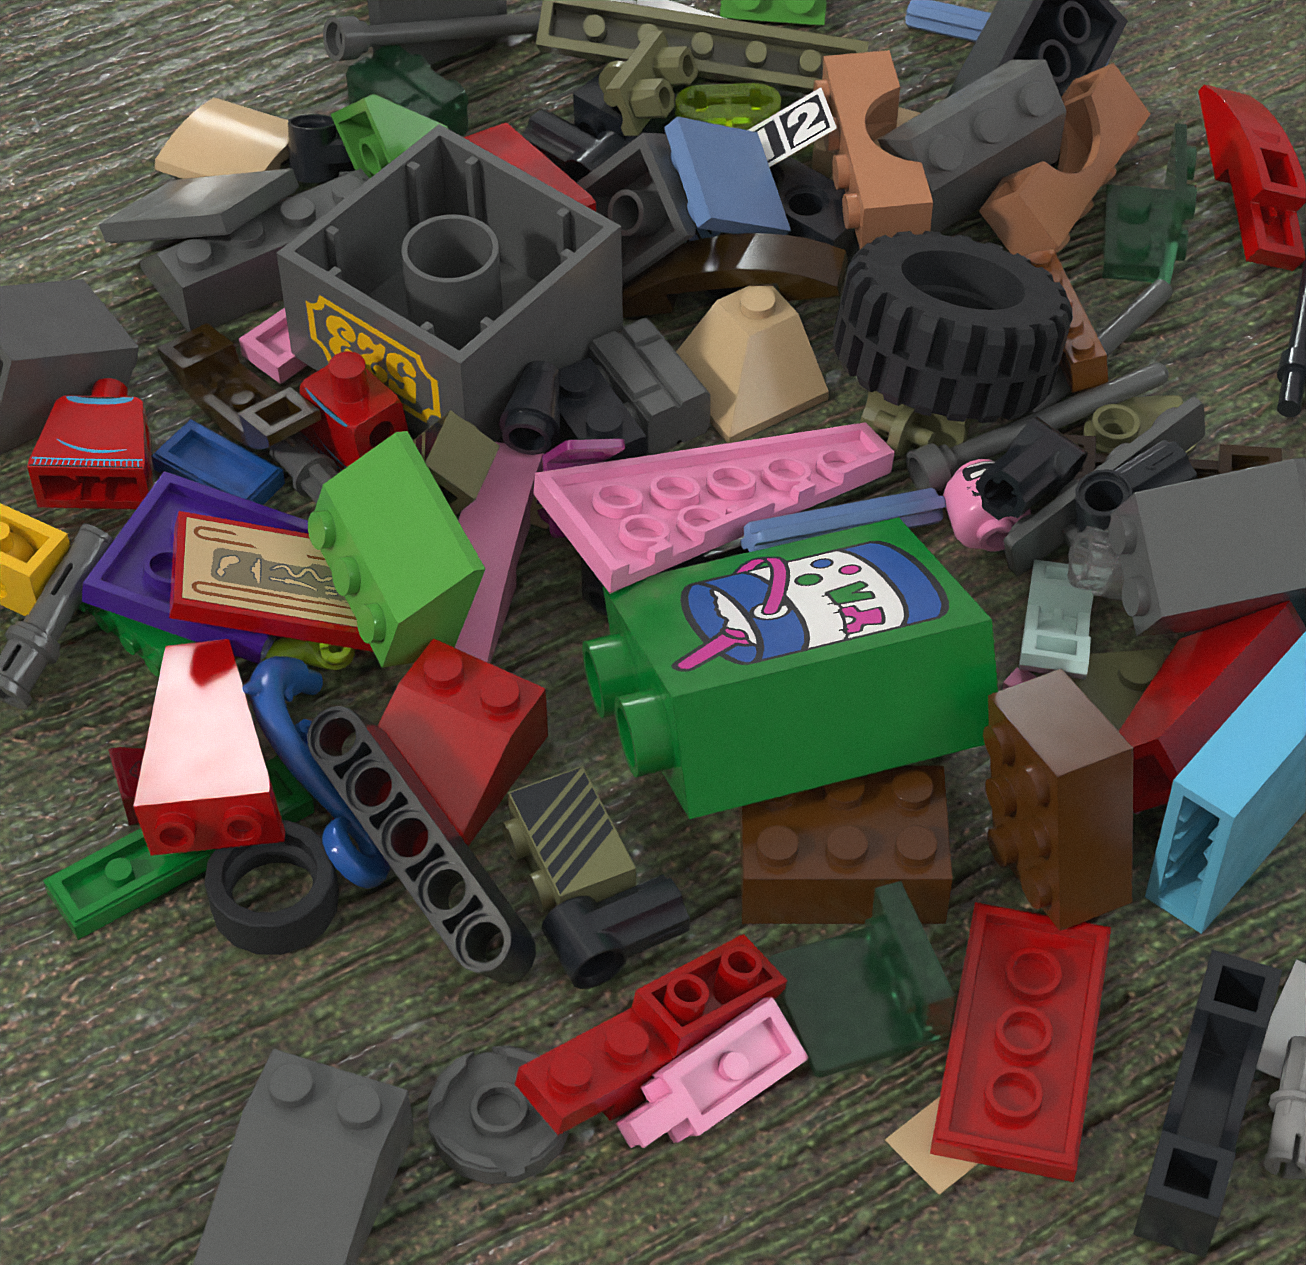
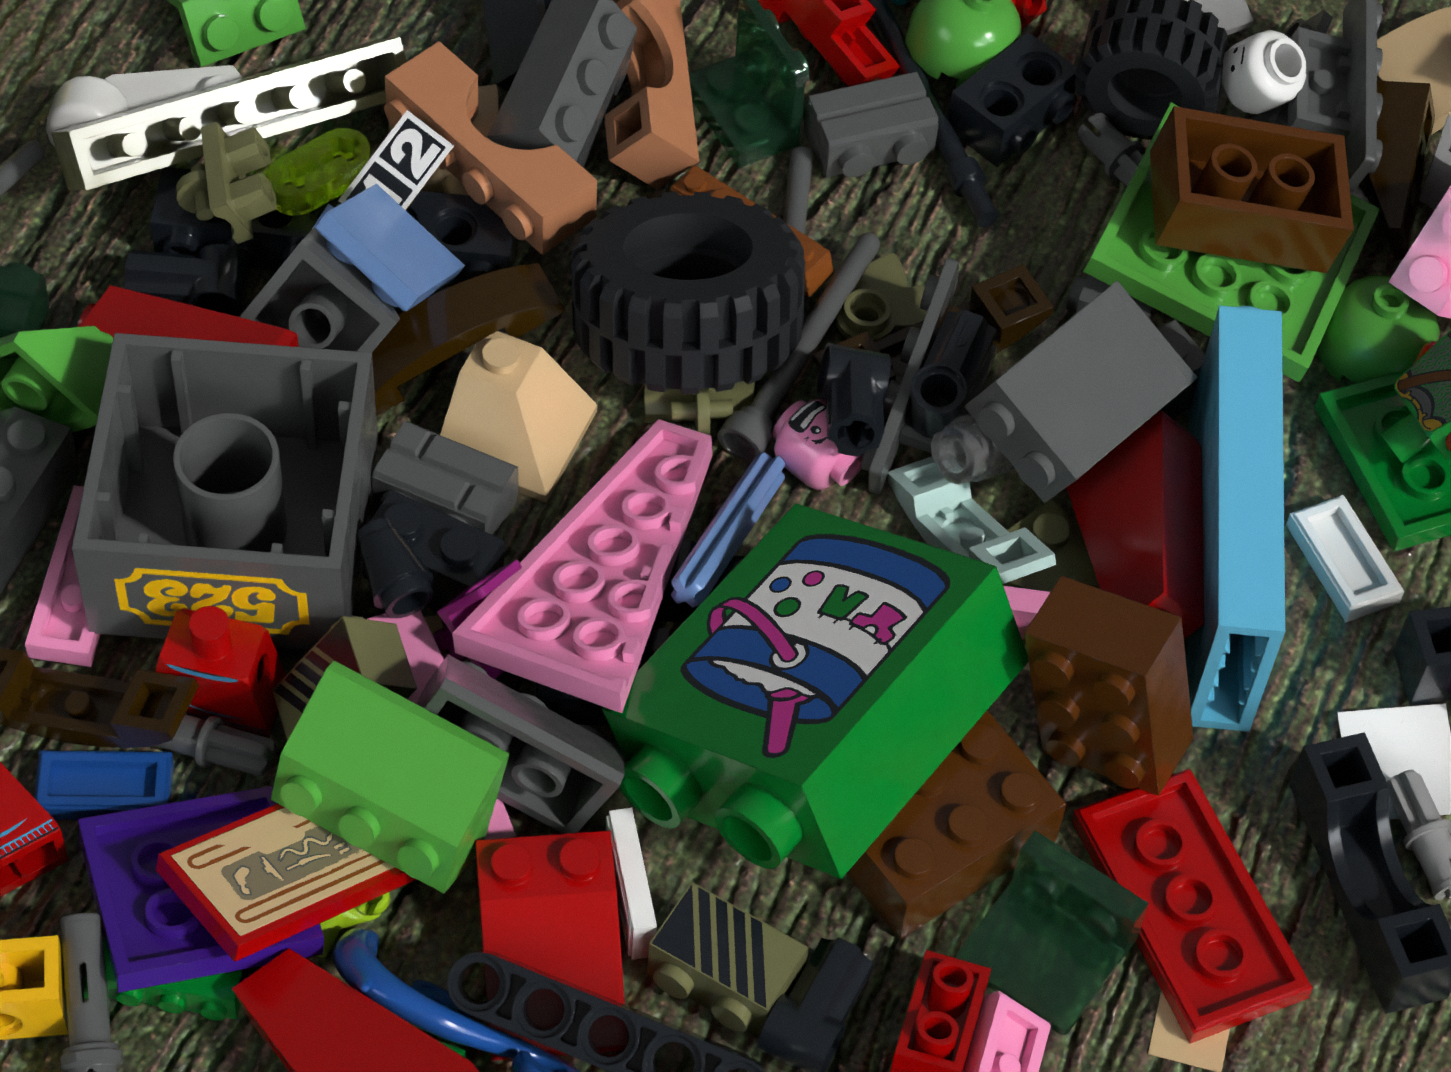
camera: 40 degrees left, 5 degrees up
(526, 583) = (553, 766): none -> dark grey slope
(547, 738) = (631, 883): none -> white tile
(1238, 288) = (871, 125): none -> dark grey brick

